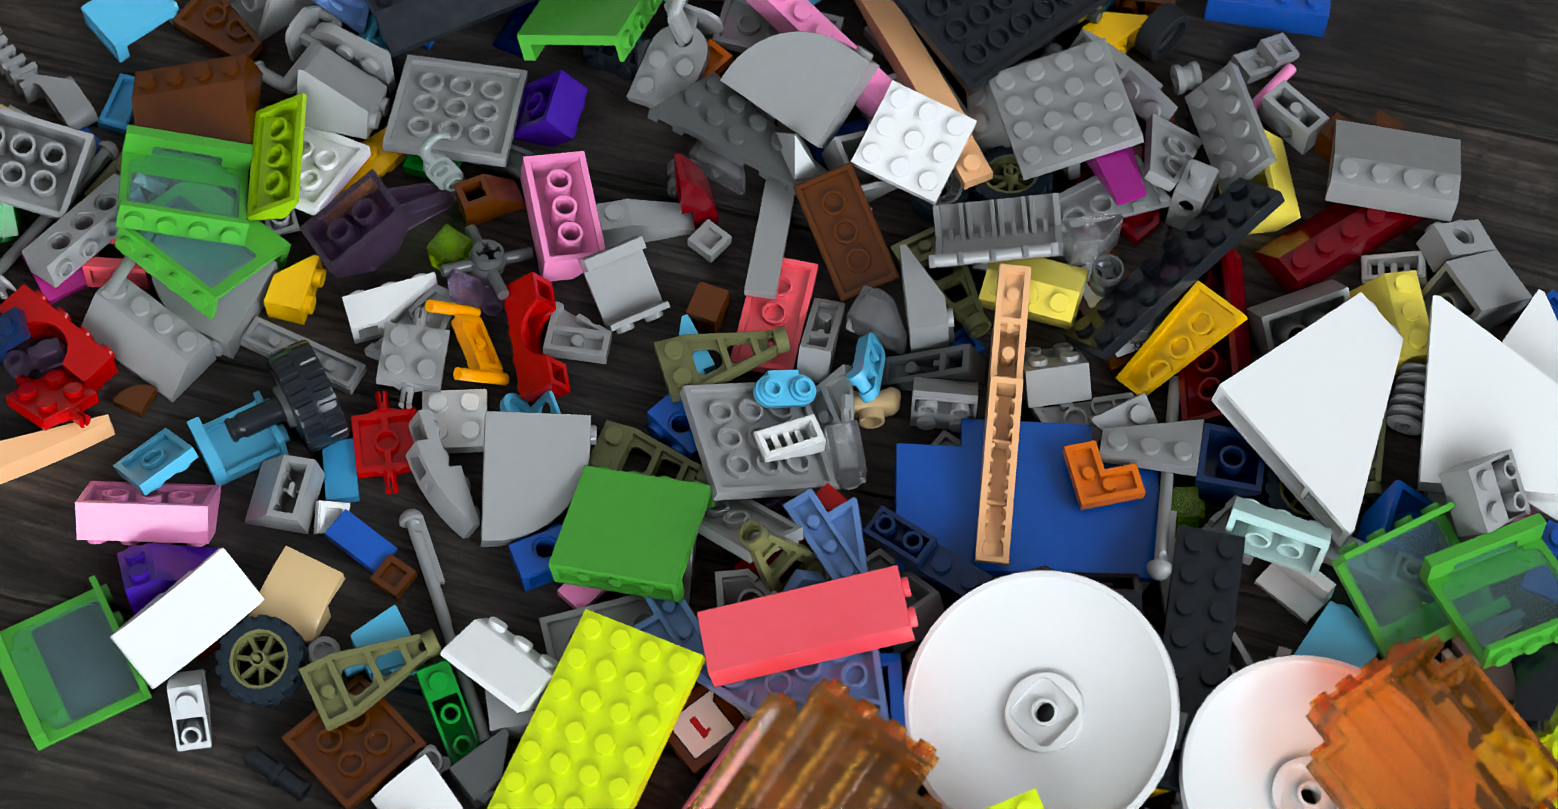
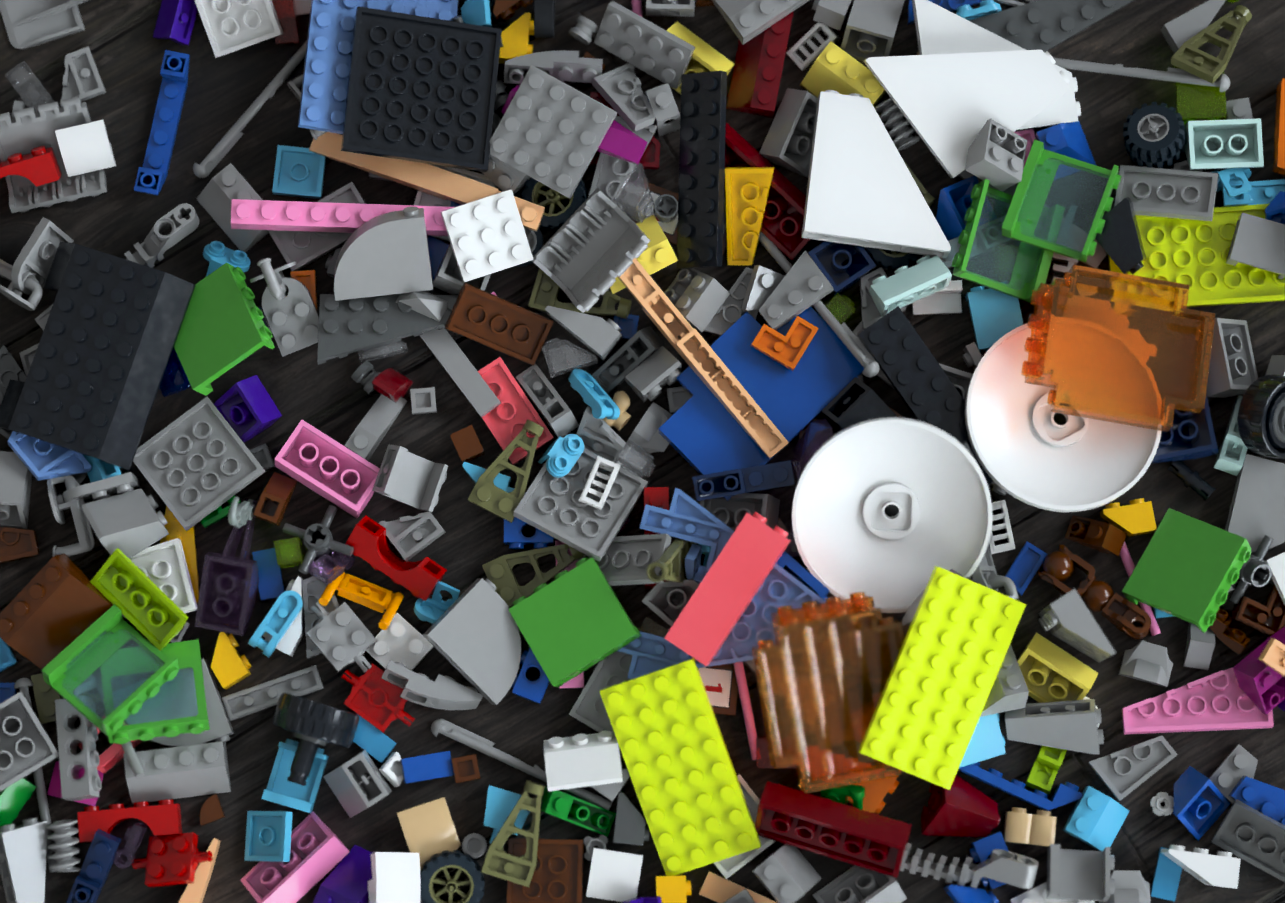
camera: 45 degrees left, 20 degrees up
(371, 287) = (277, 621): none -> medium azure plate
(411, 258) = (270, 574): none -> blue tile
(880, 447) = (647, 433): none -> light grey slope

